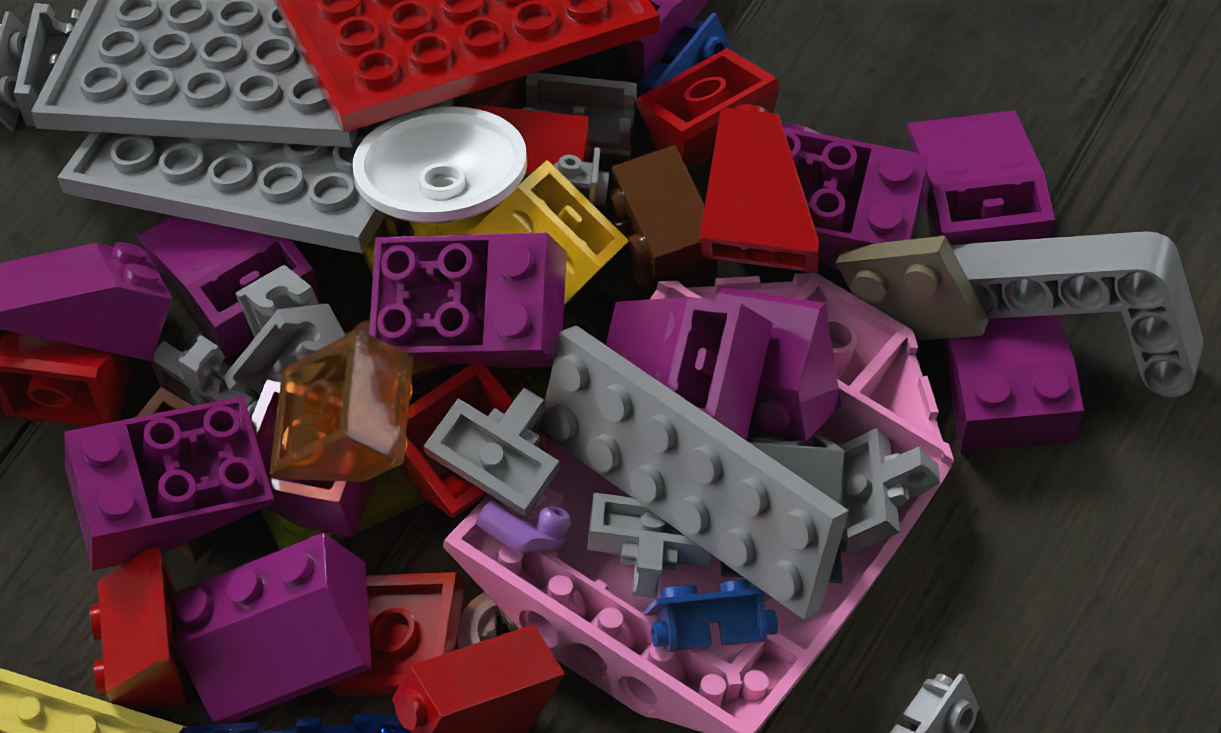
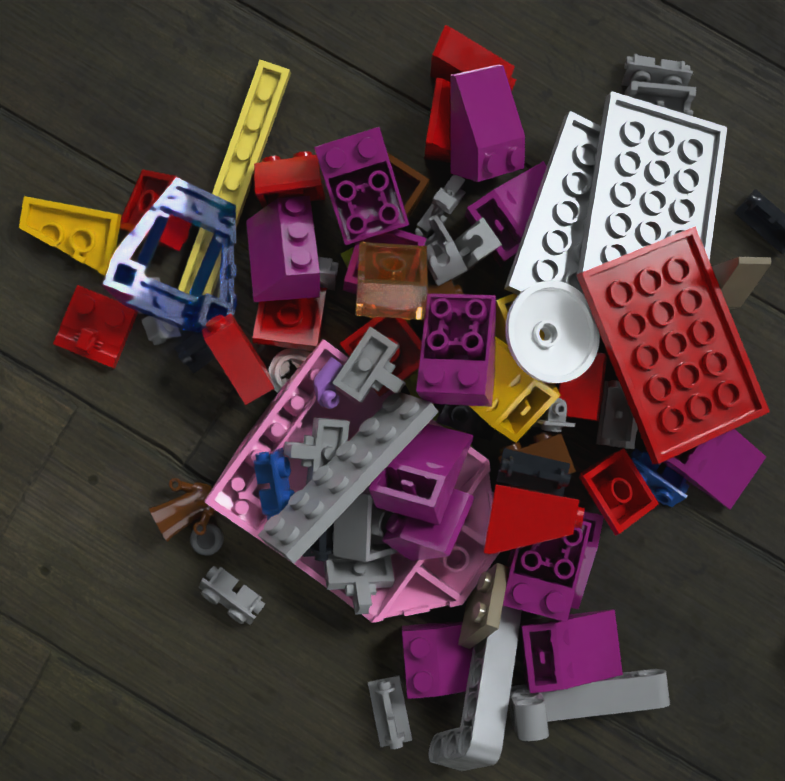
camera: 90 degrees right, 25 degrees up
(677, 196) = (533, 472): none -> black hinge
(1041, 92) = (613, 695): none -> light grey beam
(1115, 462) = (390, 712): none -> light grey hinge

